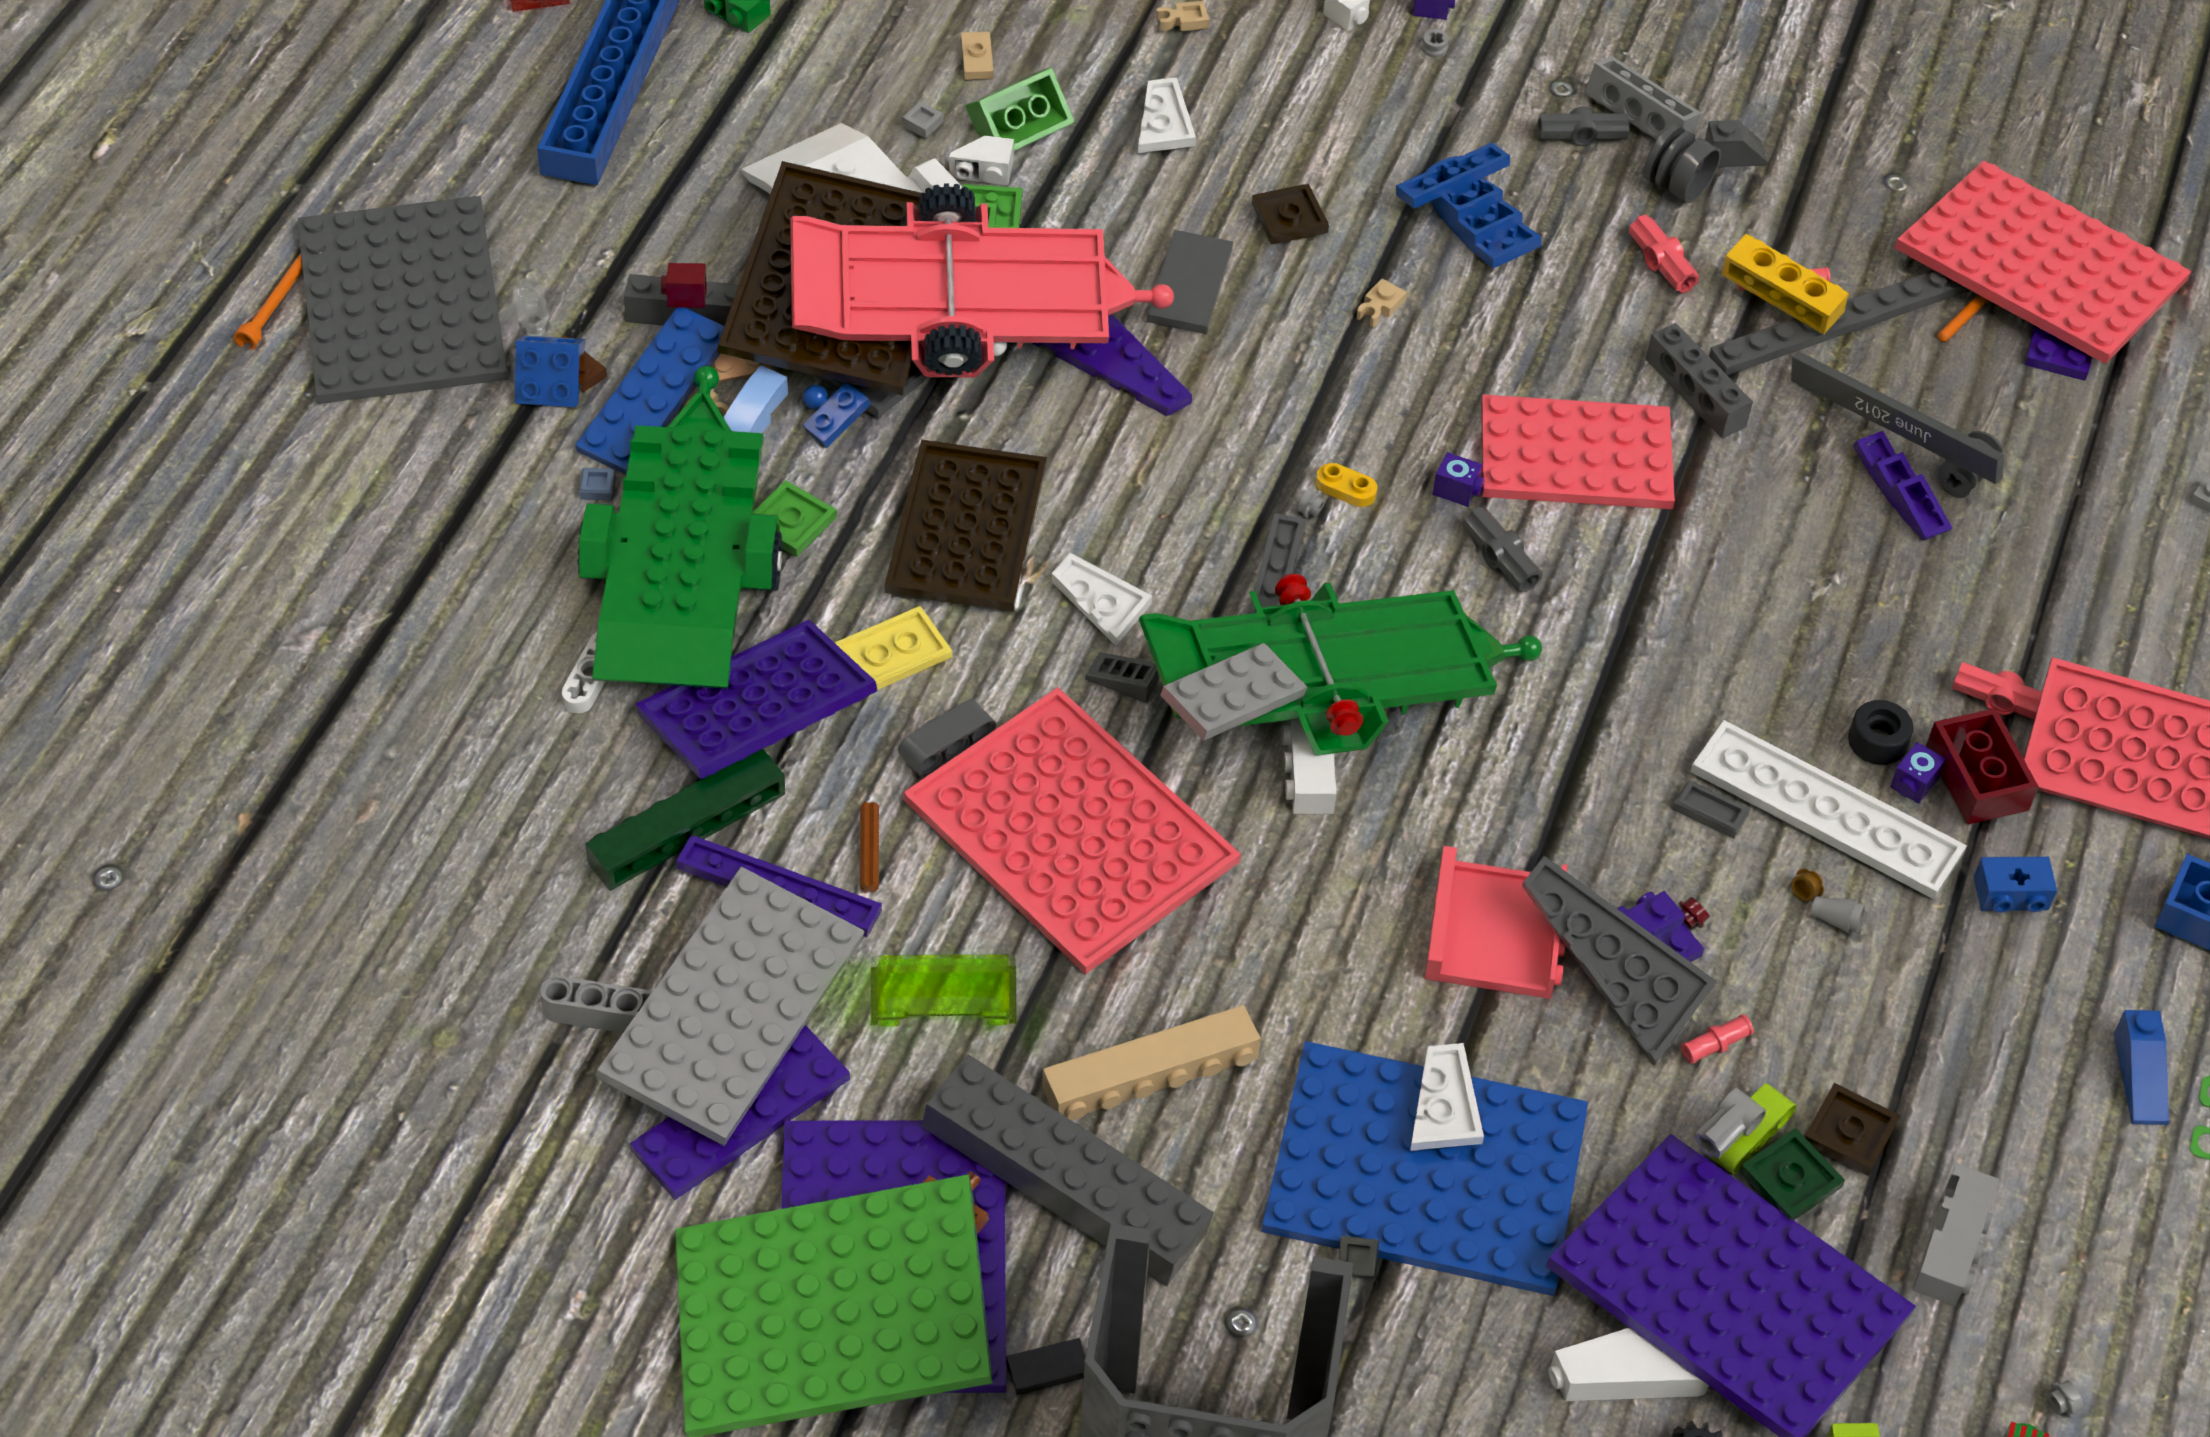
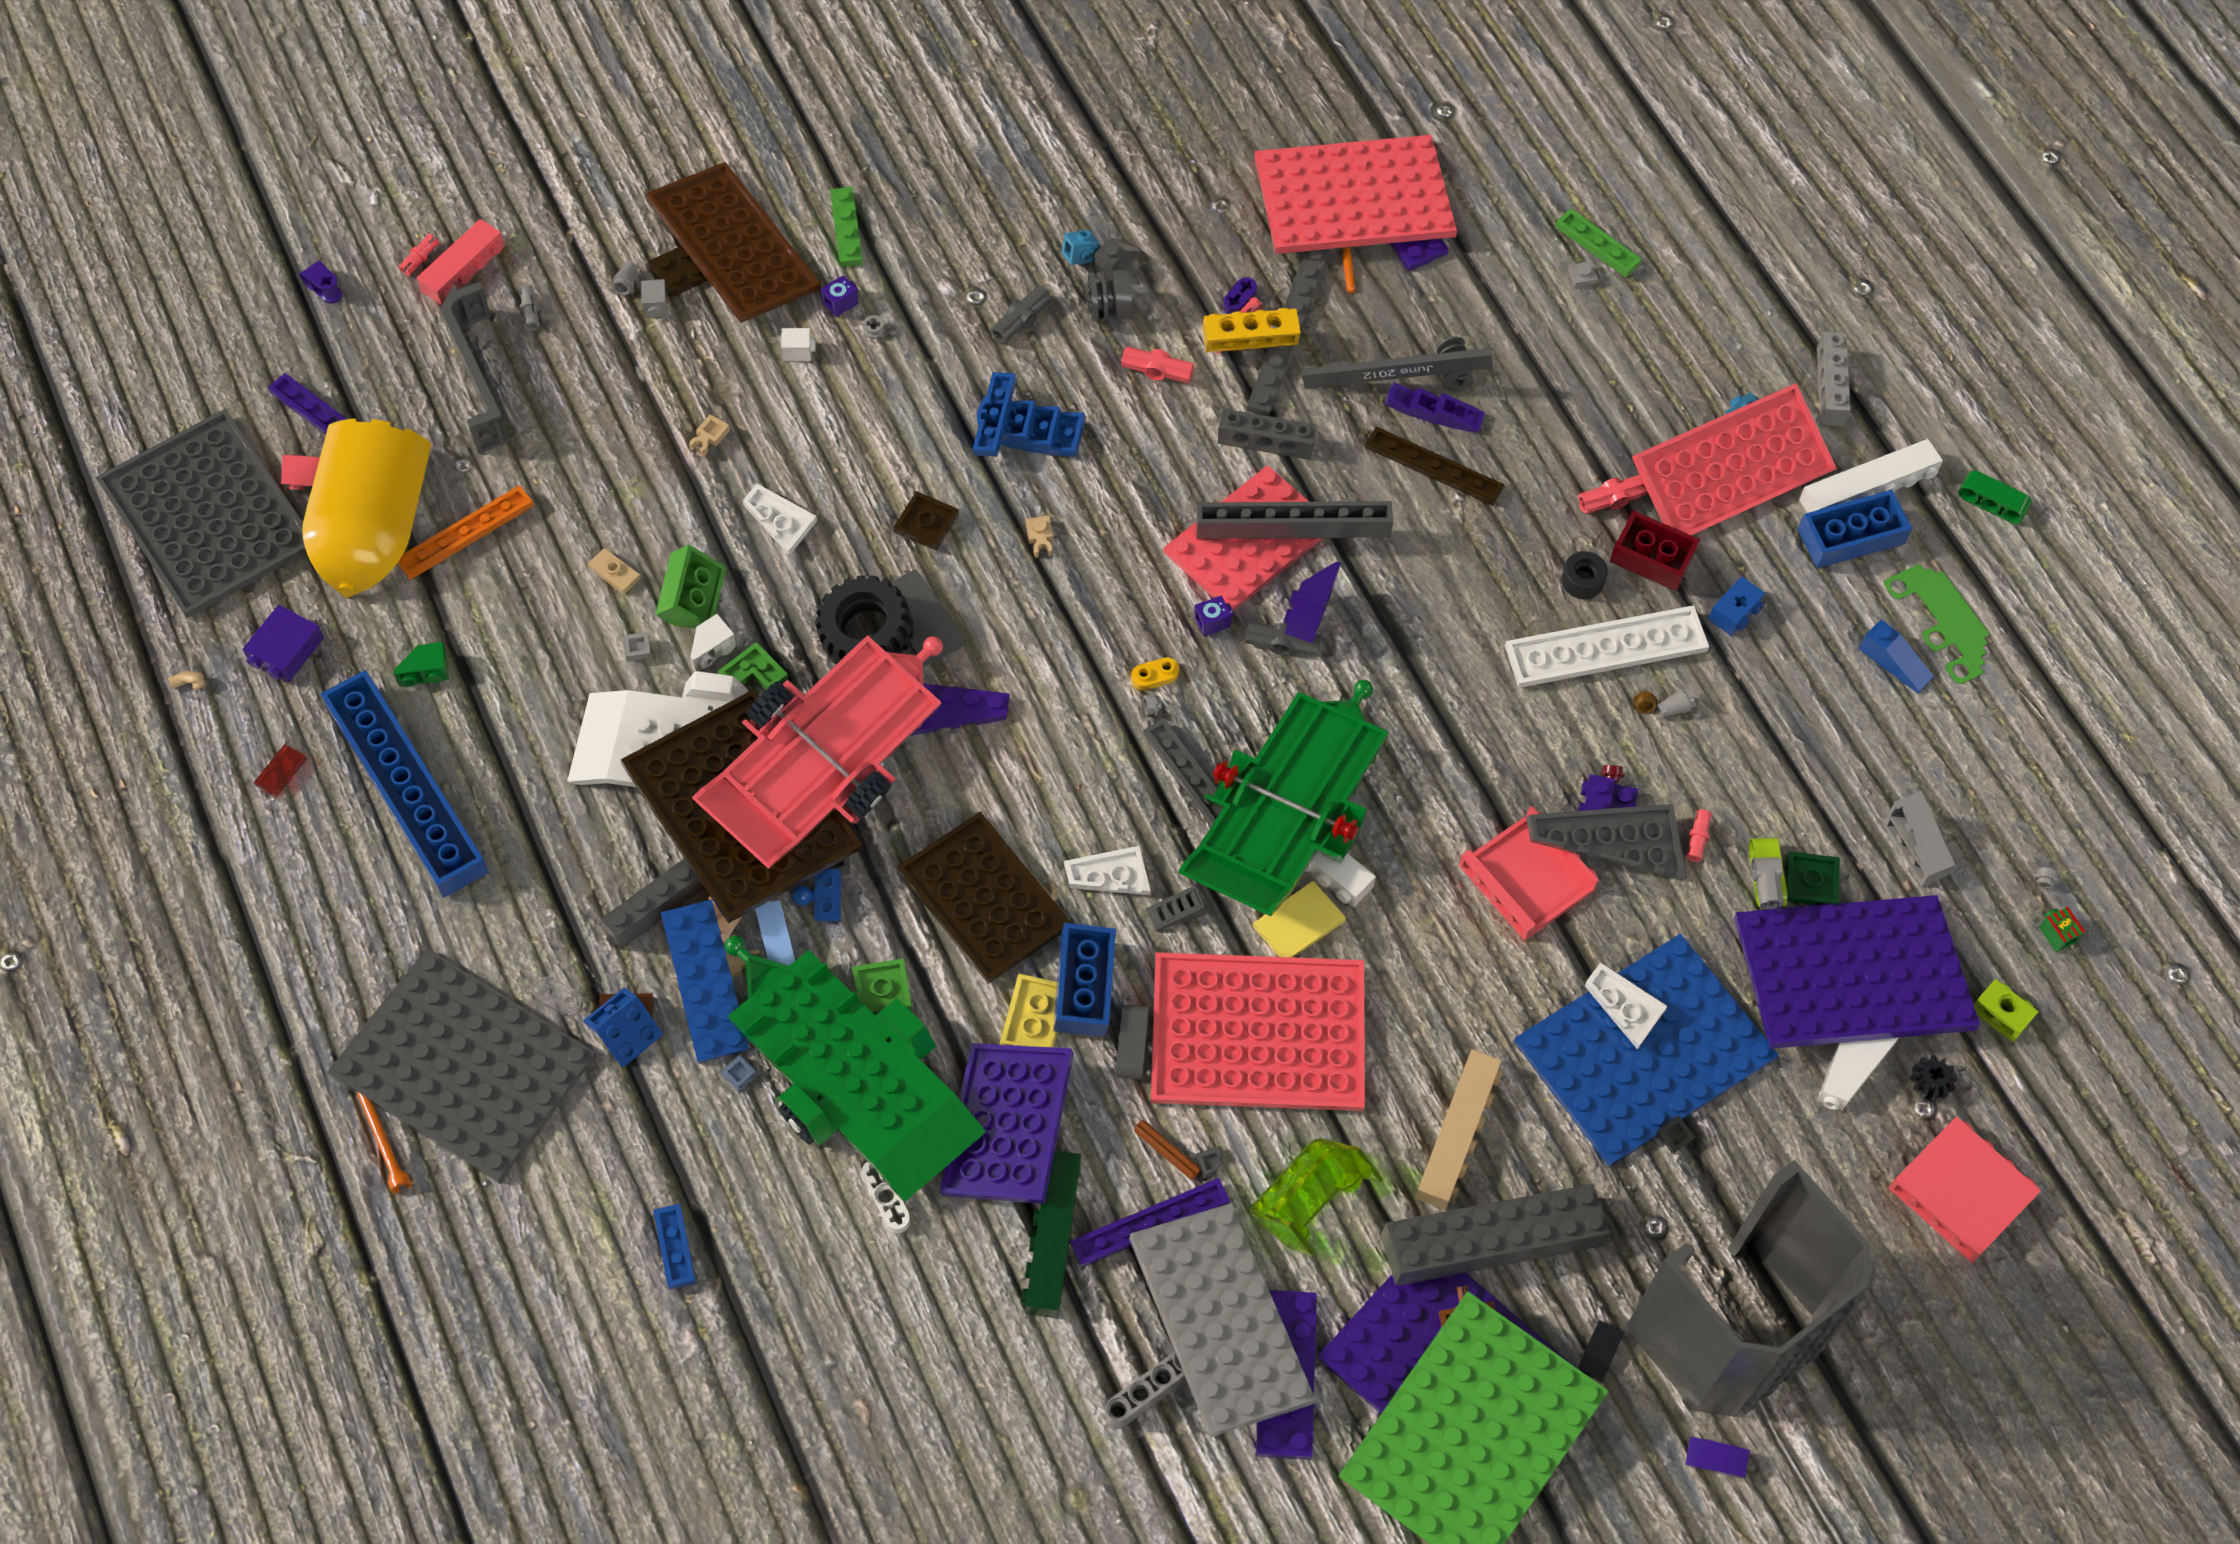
camera: 45 degrees left, 10 degrees up
(381, 557) = (674, 1246): none -> blue plate
(685, 285) = (656, 896): dark red brick -> none
(894, 890) = (1209, 1162): none -> dark grey tile
(964, 650) = (1084, 980): none -> blue brick
(1139, 213) = (861, 596): none -> black tyre
(1225, 778) = (1299, 921): none -> light yellow tile
(1233, 691) = (1281, 870): light grey plate -> none
(1560, 529) = (1310, 603): none -> dark purple slope
(1629, 456) = (1294, 519): none -> dark grey brick
(1645, 102) = (1043, 269): light grey brick -> none
(1711, 106) = (1080, 247): none -> dark azure brick
(1711, 809) = (1551, 700): dark grey tile -> none
(1820, 257) = (1236, 294): none -> dark purple beam
(1842, 534) = (1434, 466): none -> dark brown tile
(1851, 1129) = (1810, 824): dark brown plate -> none
(1917, 773) = (1626, 583): dark purple brick -> none

